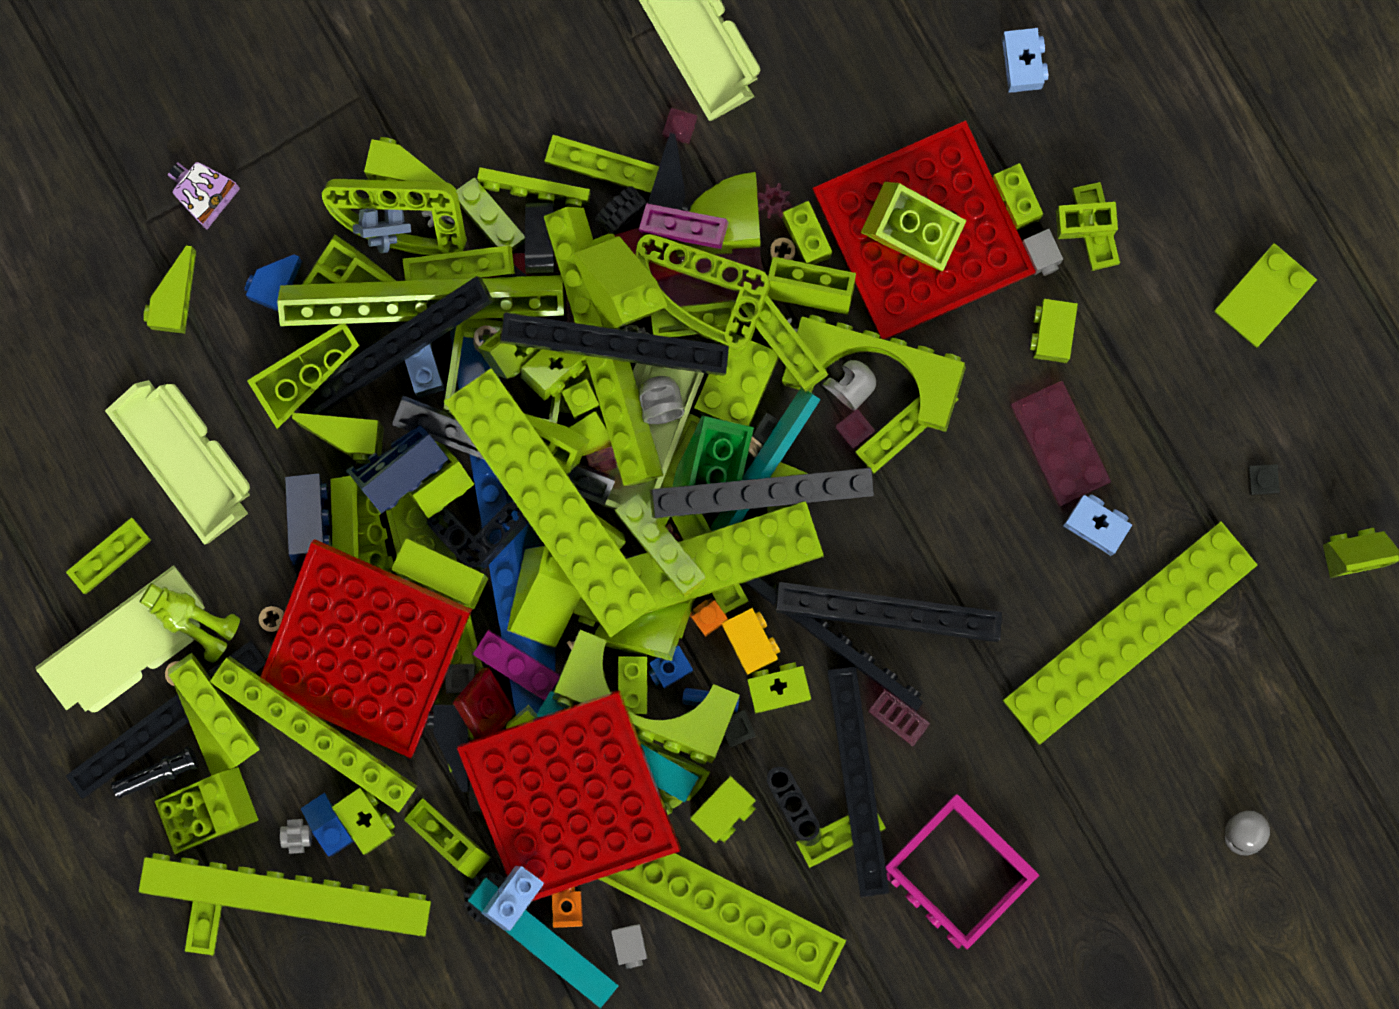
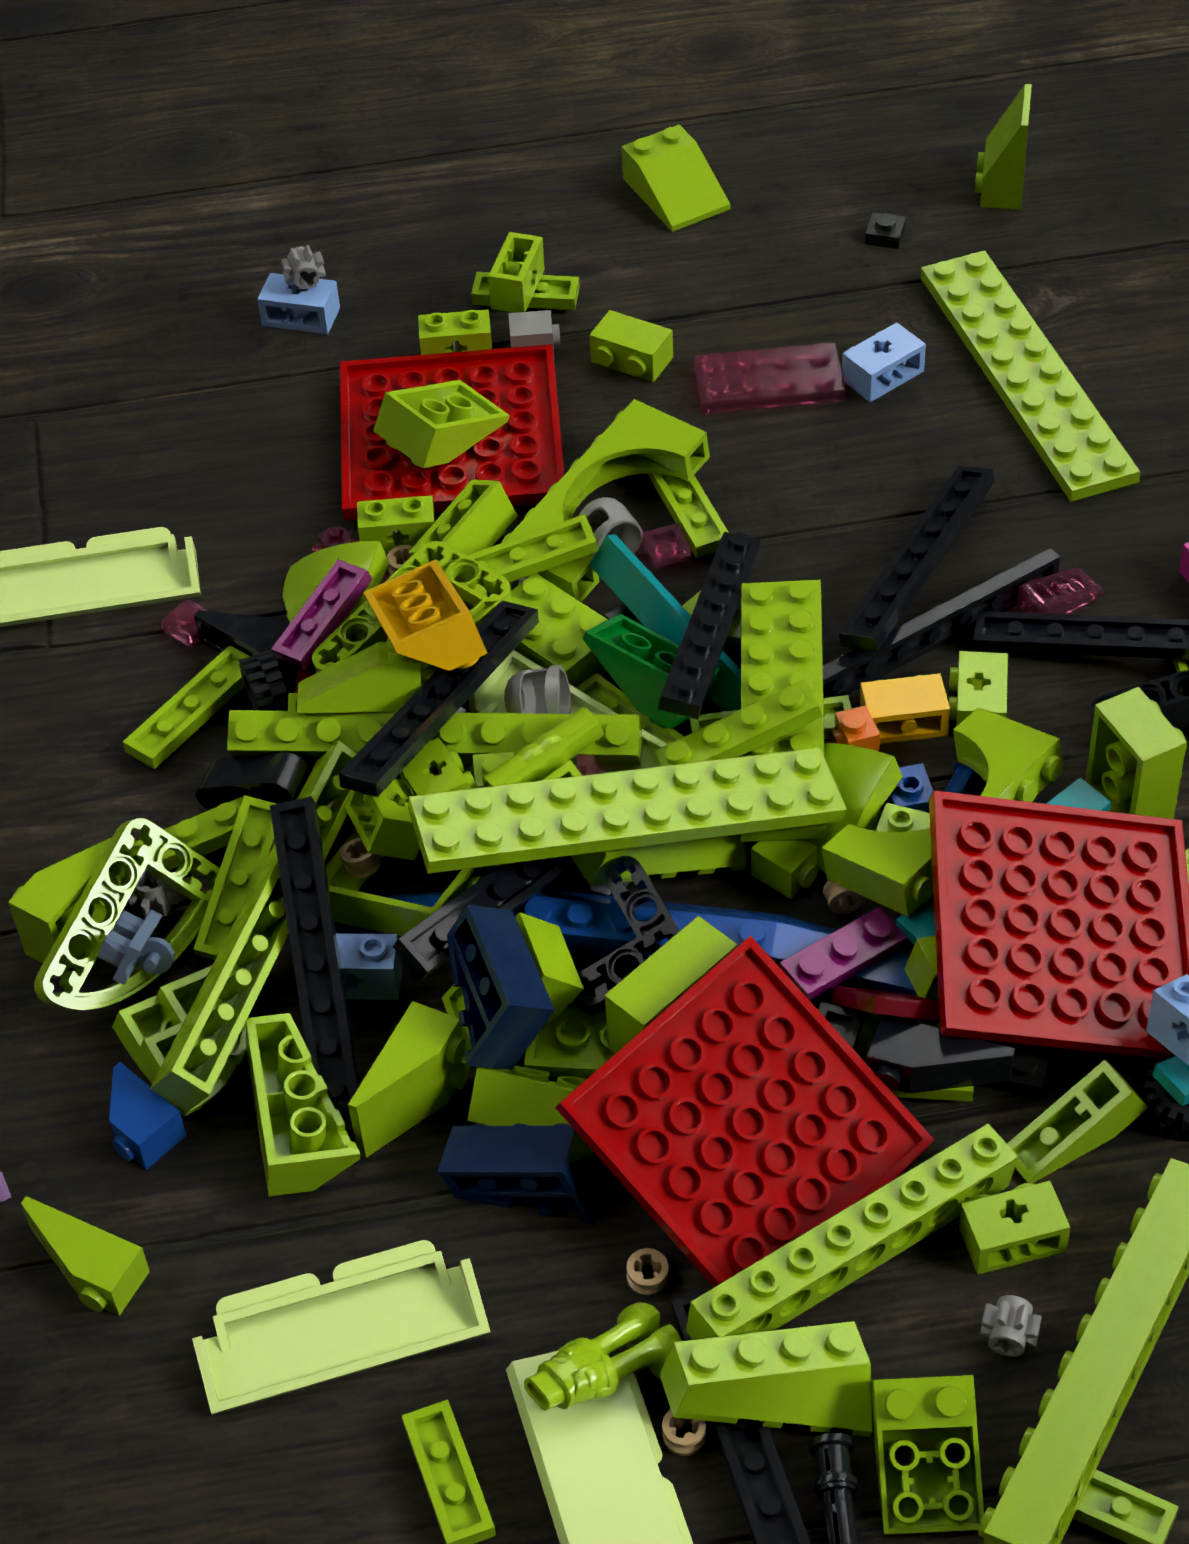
camera: 70 degrees left, 35 degrees down
(326, 825) = (1010, 1267): blue slope -> none
(522, 185) = (181, 776): lime plate -> none
(542, 598) = (748, 886): lime slope -> none
(587, 429) = (548, 751): none -> lime axle
(669, 308) = (427, 618): none -> yellow slope
(1035, 57) = (303, 267): none -> light grey gear

